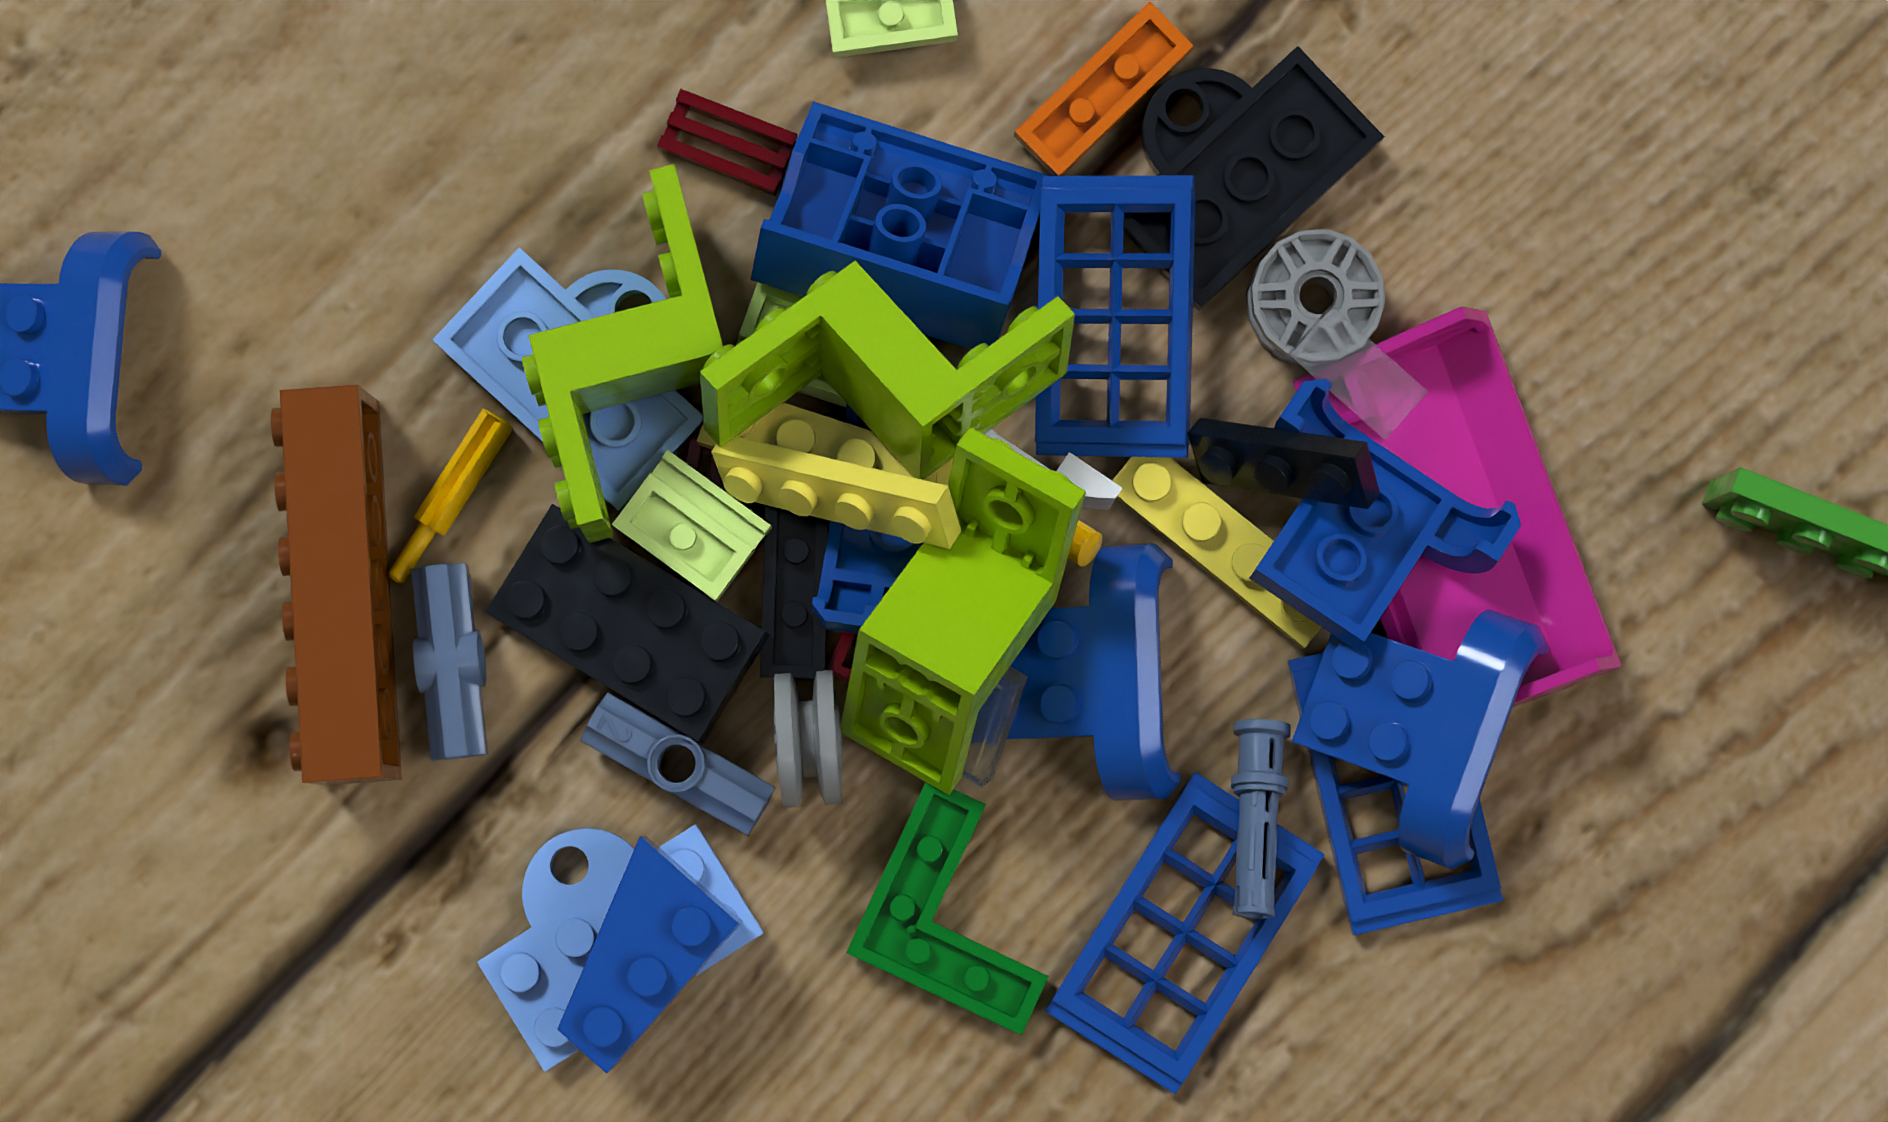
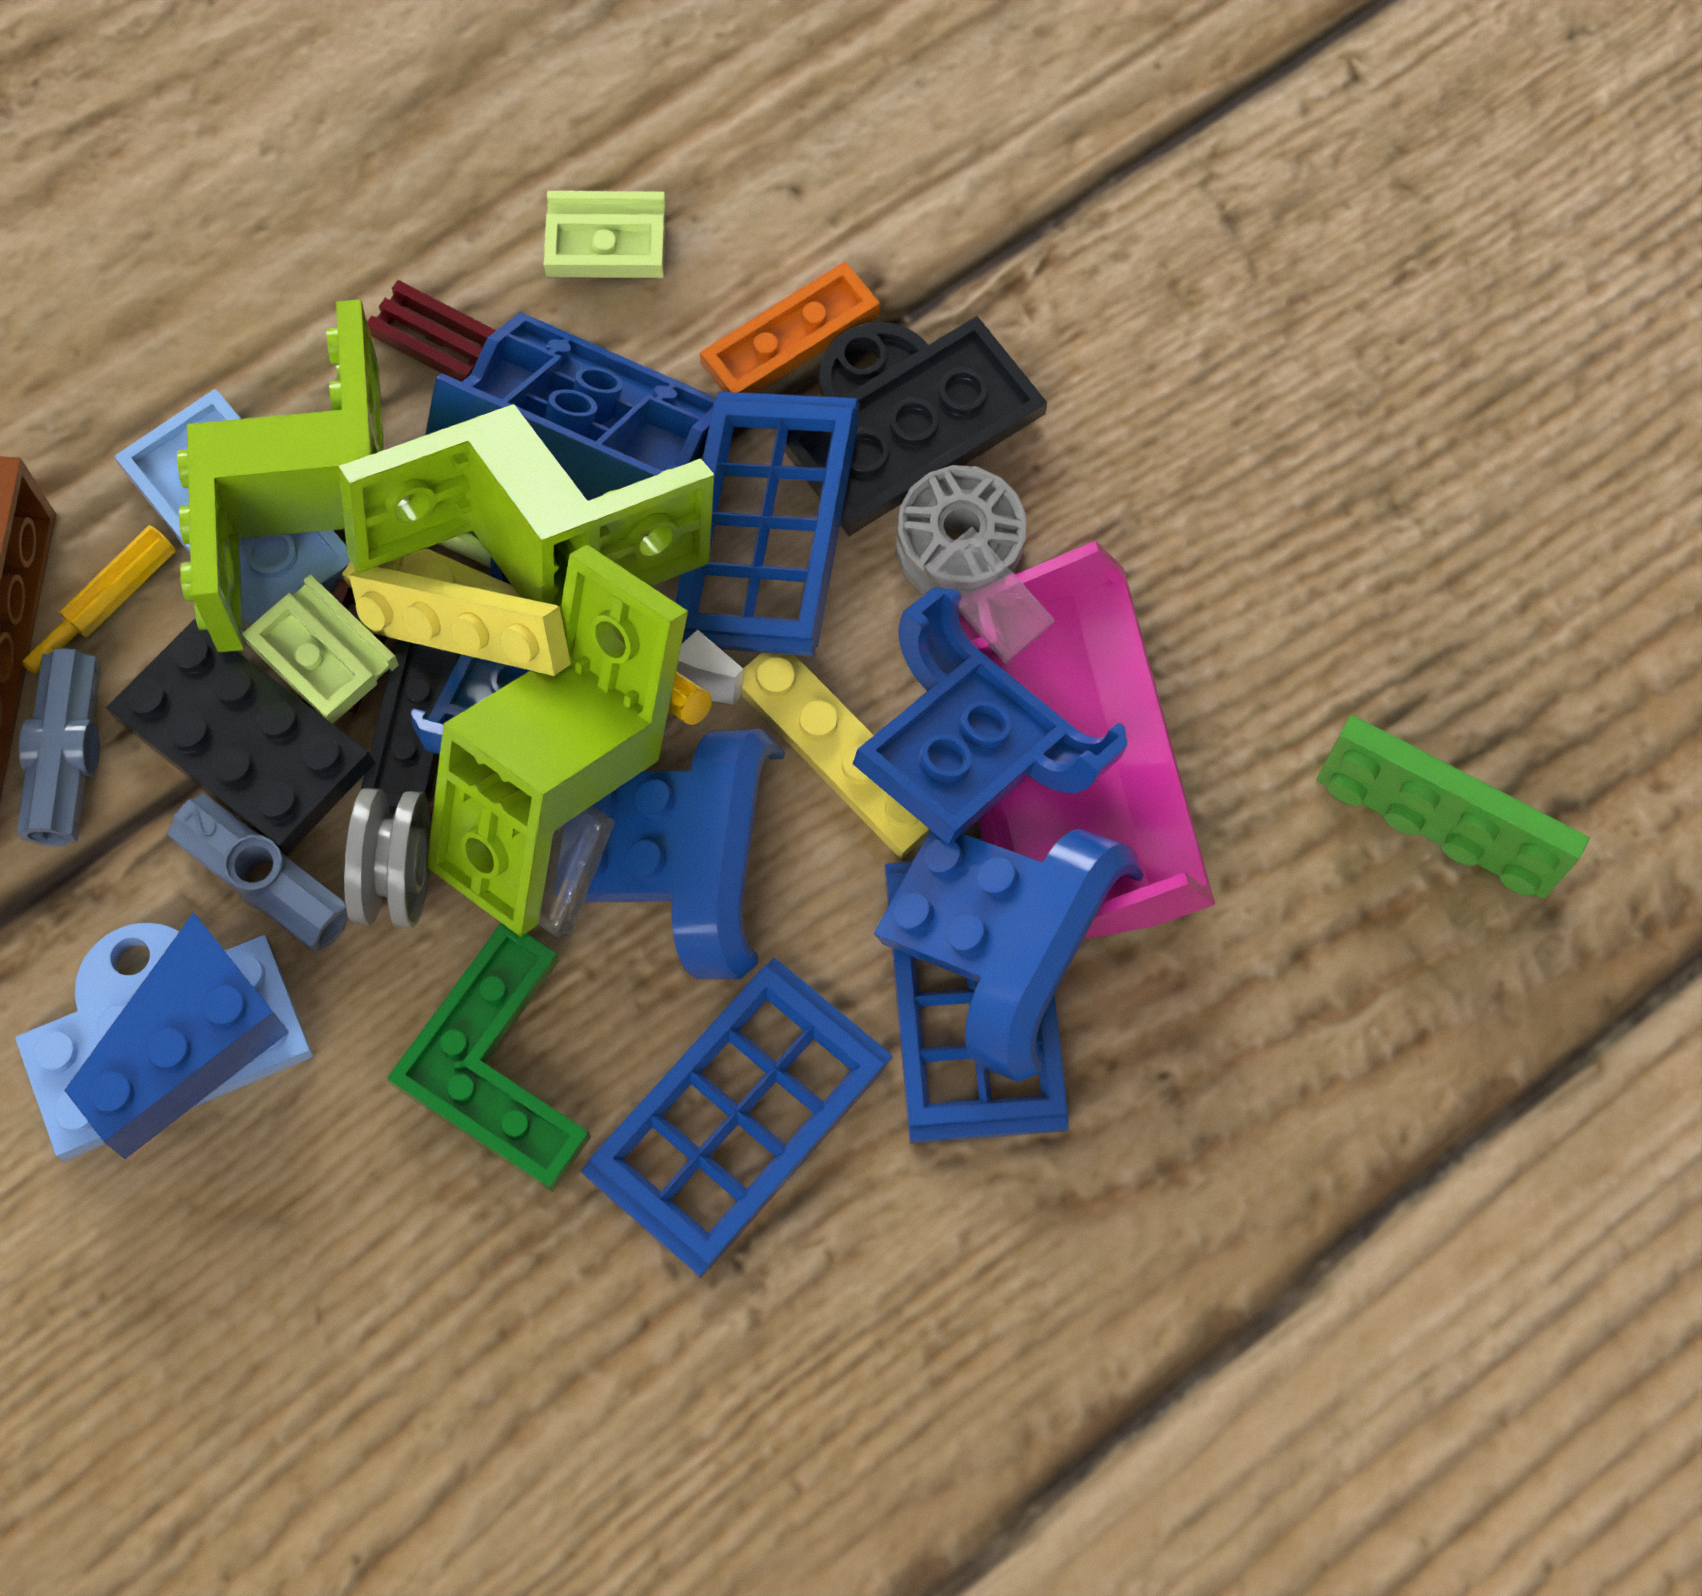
camera: 10 degrees right, 15 degrees down
(1259, 789) = (834, 976): sand blue pin -> none
(1284, 462) = (904, 662): black plate -> none

